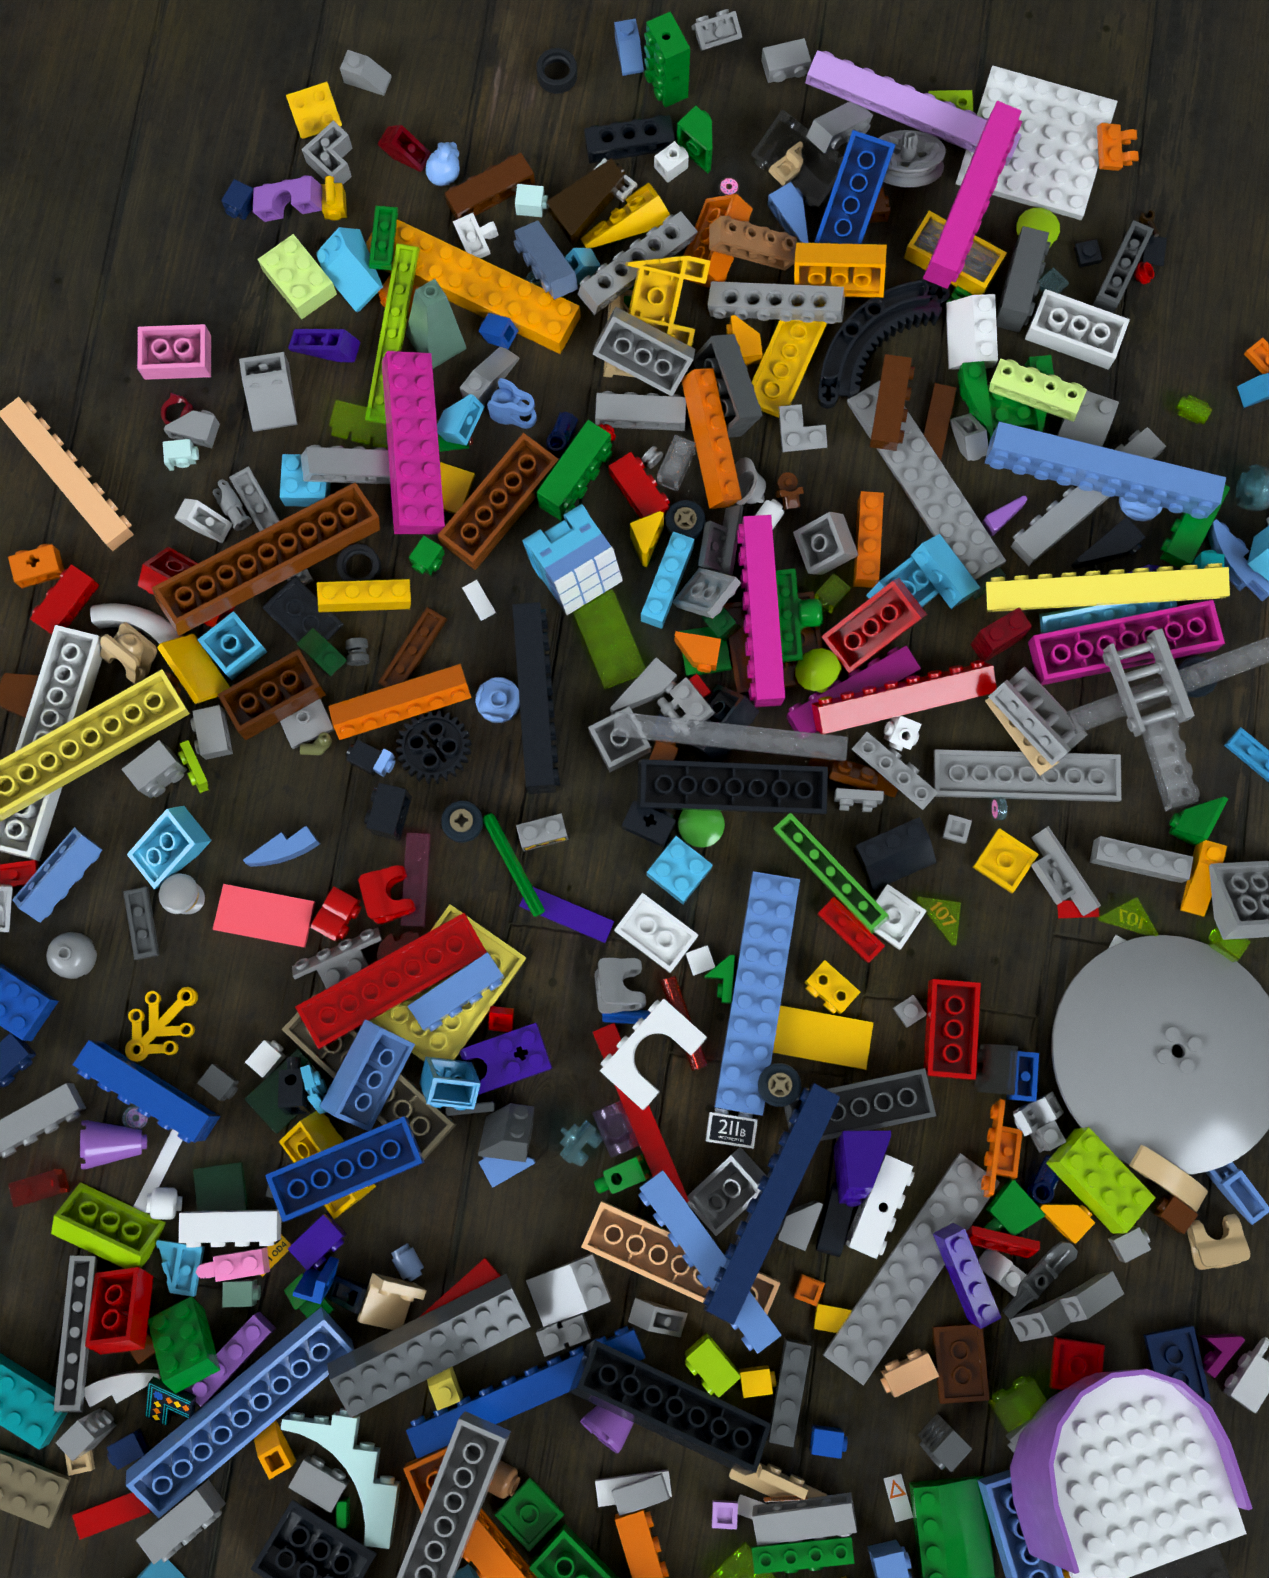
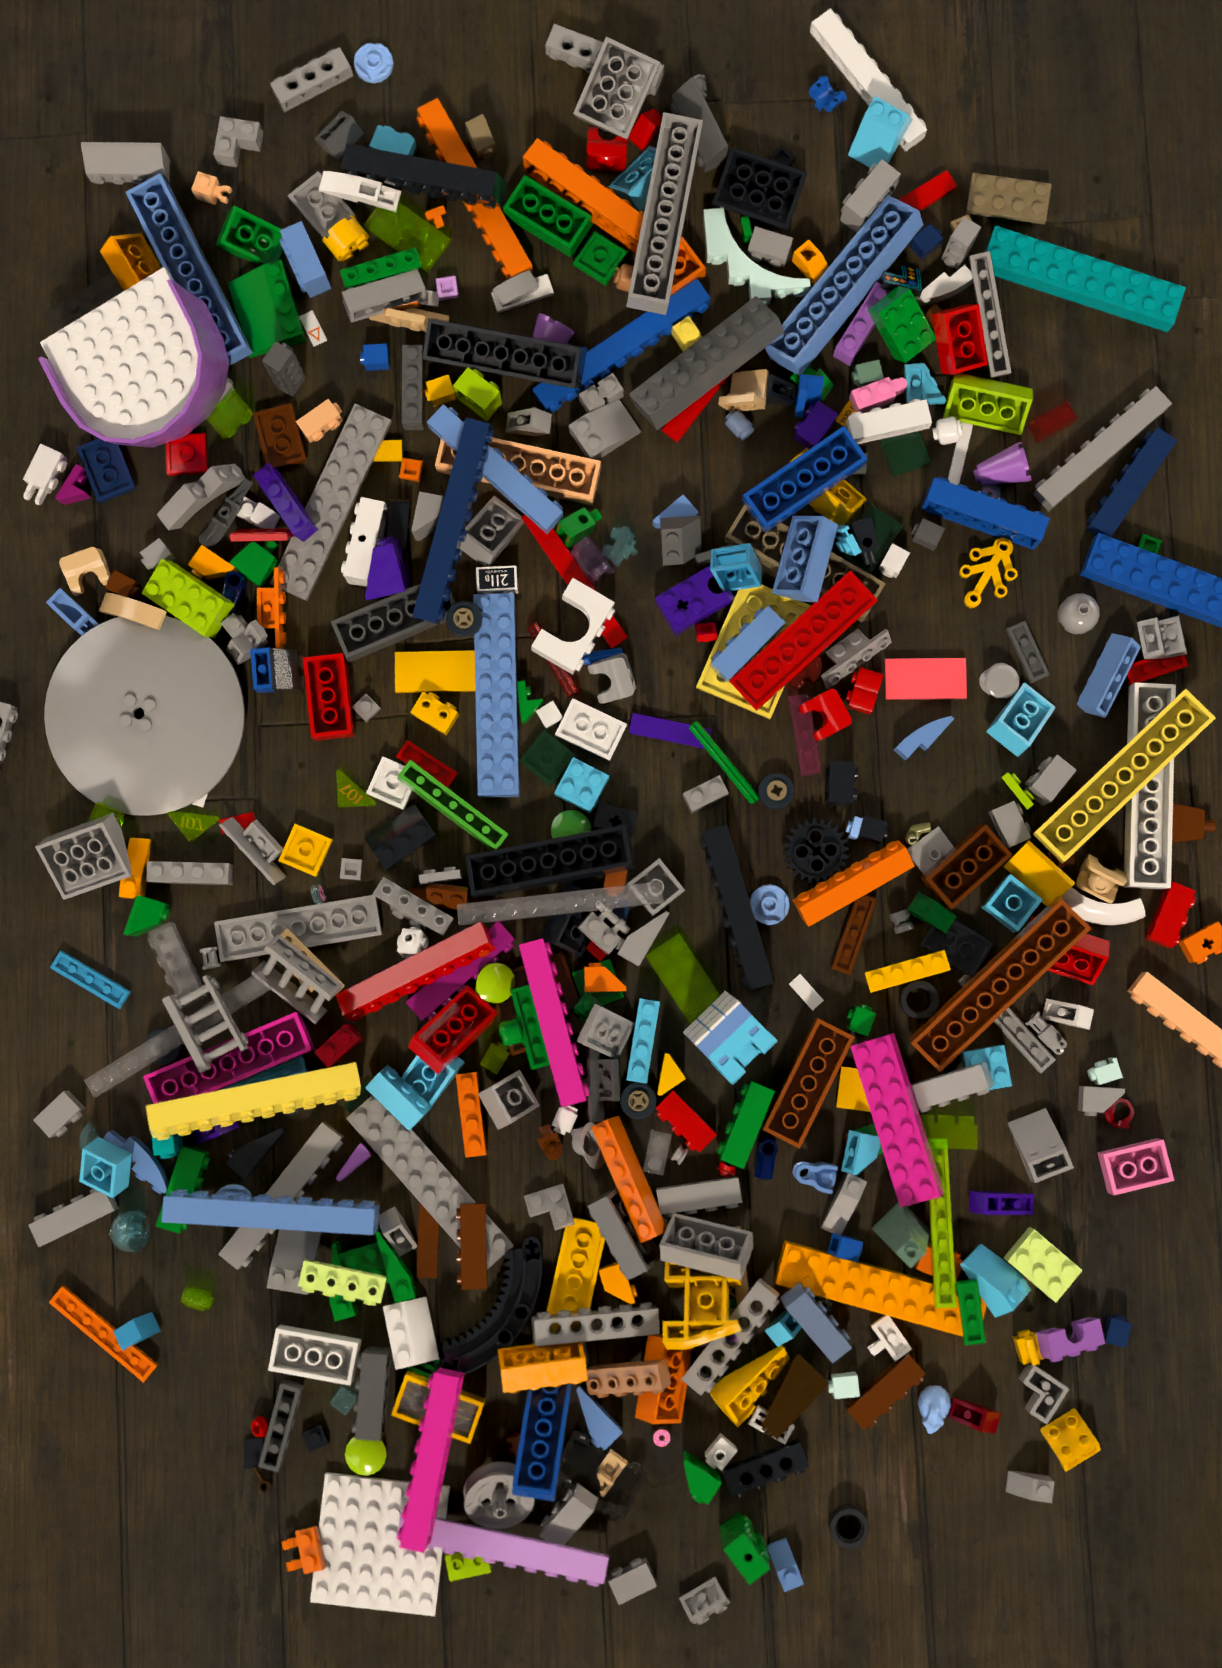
camera: 170 degrees right, 5 degrees up
(712, 909) = (547, 758): none -> clear green plate
(1131, 762) = (210, 958): none -> light grey bush

